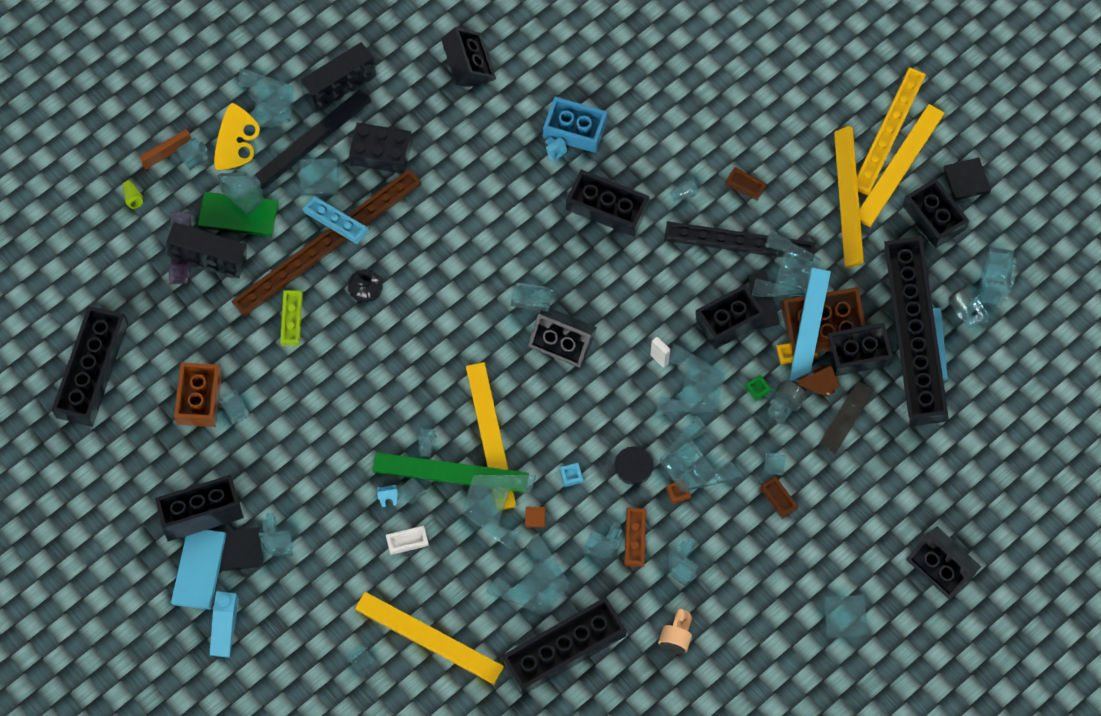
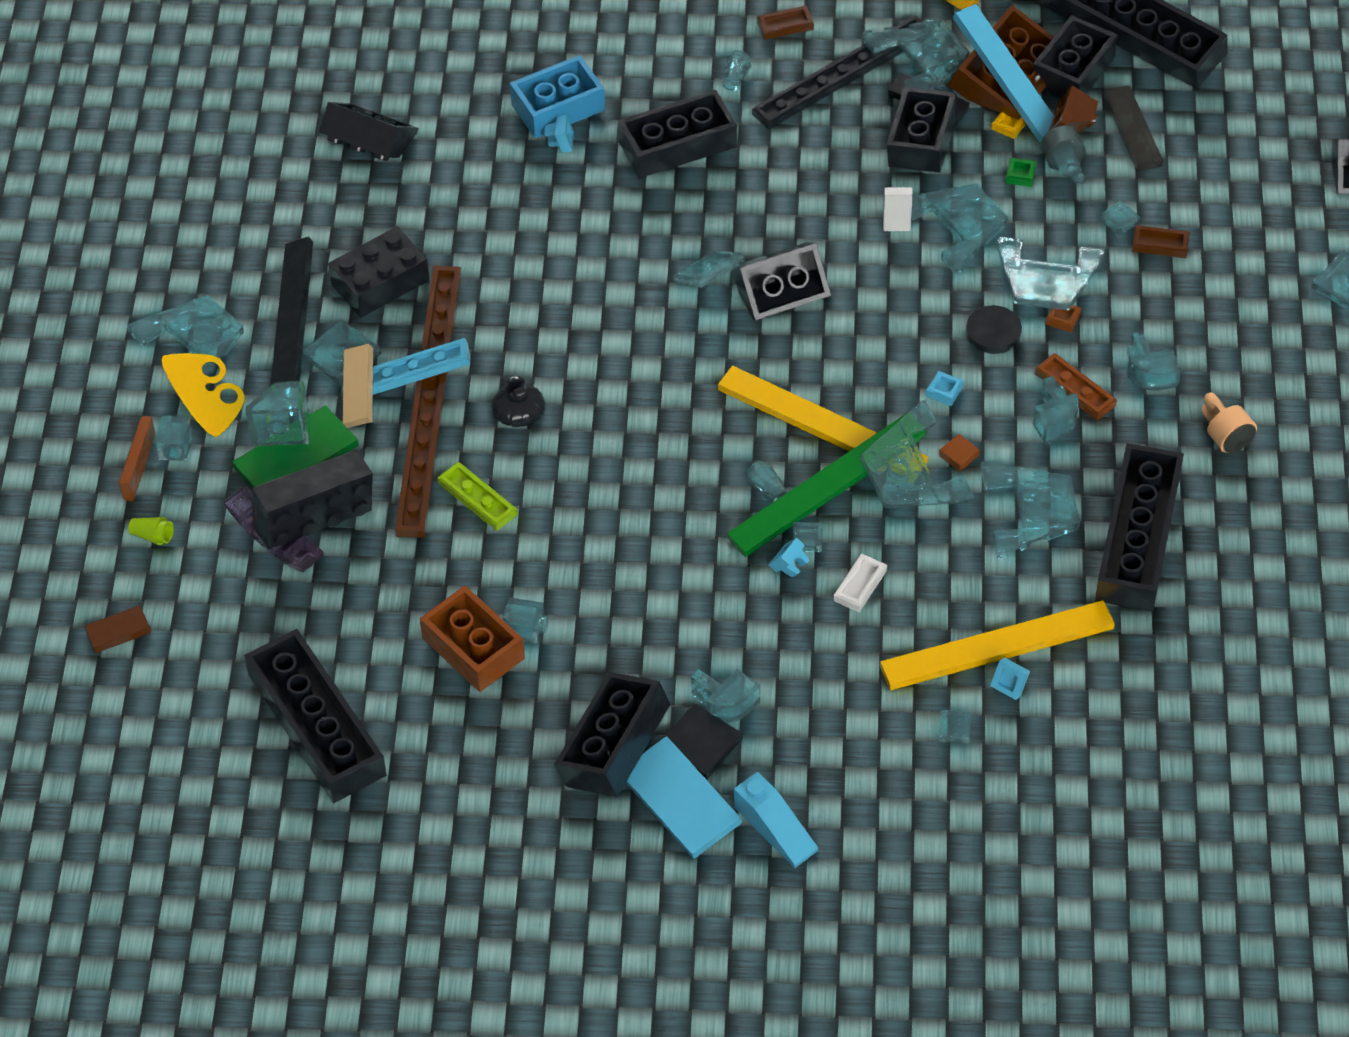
camera: 45 degrees left, 15 degrees down
(64, 234) = (117, 629): none -> reddish brown tile
(301, 204) = (358, 385): none -> tan tile
(338, 77) = (255, 243): black brick -> none
(410, 662) = (1010, 678): none -> medium azure tile

